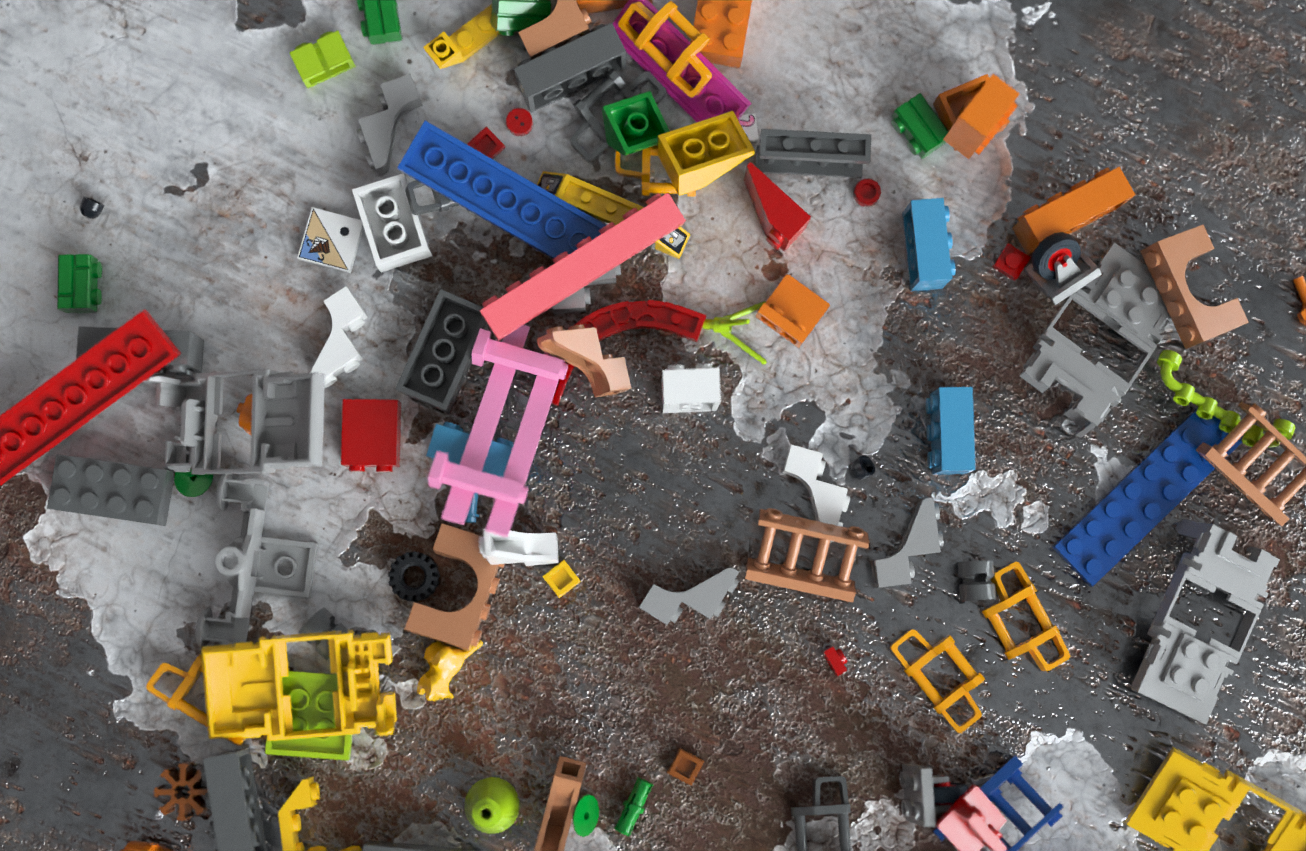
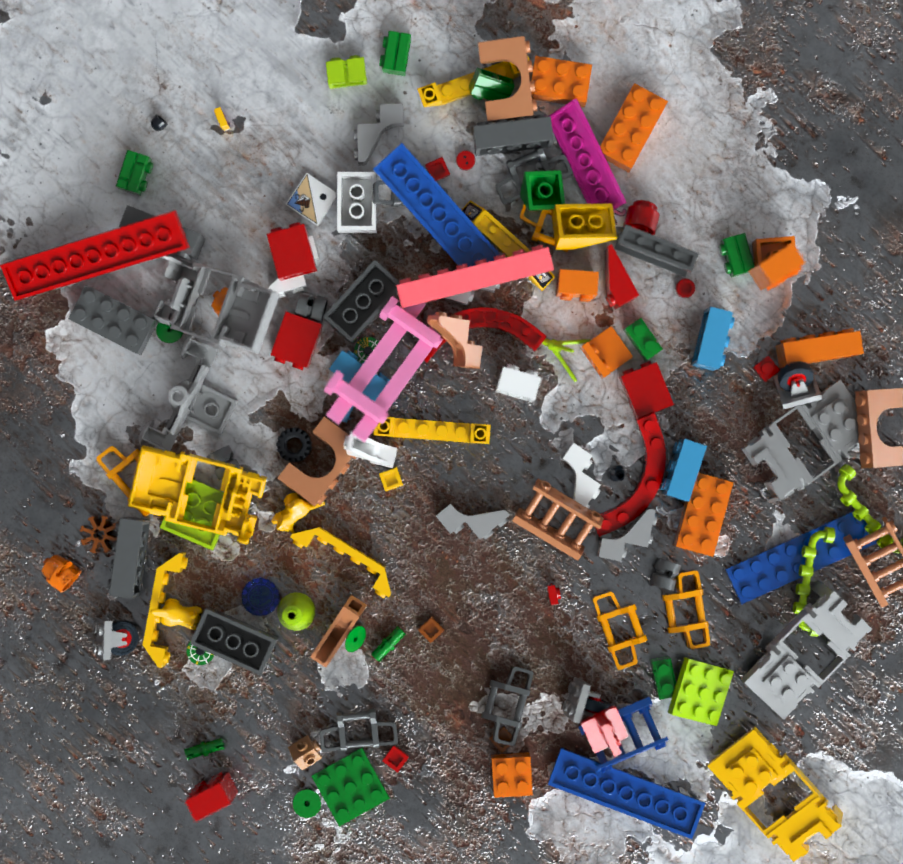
camera: 25 degrees right, 5 degrees up
(174, 173) = (221, 118): none -> yellow tile
(324, 315) = (291, 251): none -> red brick
(376, 381) = (318, 308): none -> dark grey wheel
(436, 802) = (260, 596): none -> clear blue tile
(466, 412) = (364, 348): none -> piece
(470, 700) = (304, 538): none -> yellow slope
(597, 492) = (434, 430): none -> yellow slope
(689, 54) = (595, 156): light orange bar -> none
(723, 233) = (577, 285): none -> orange brick
(778, 112) = (642, 216): none -> red piece
(835, 276) = (643, 339): none -> green brick
(863, 342) = (646, 389): none -> red brick
(910, 464) = (650, 480): none -> red plate
(1000, 484) = (703, 515): none -> orange brick
(1024, 722) = (663, 677): none -> green brick
(1081, 725) = (700, 691): none -> lime plate
(1164, 511) = (803, 589): none -> lime bar

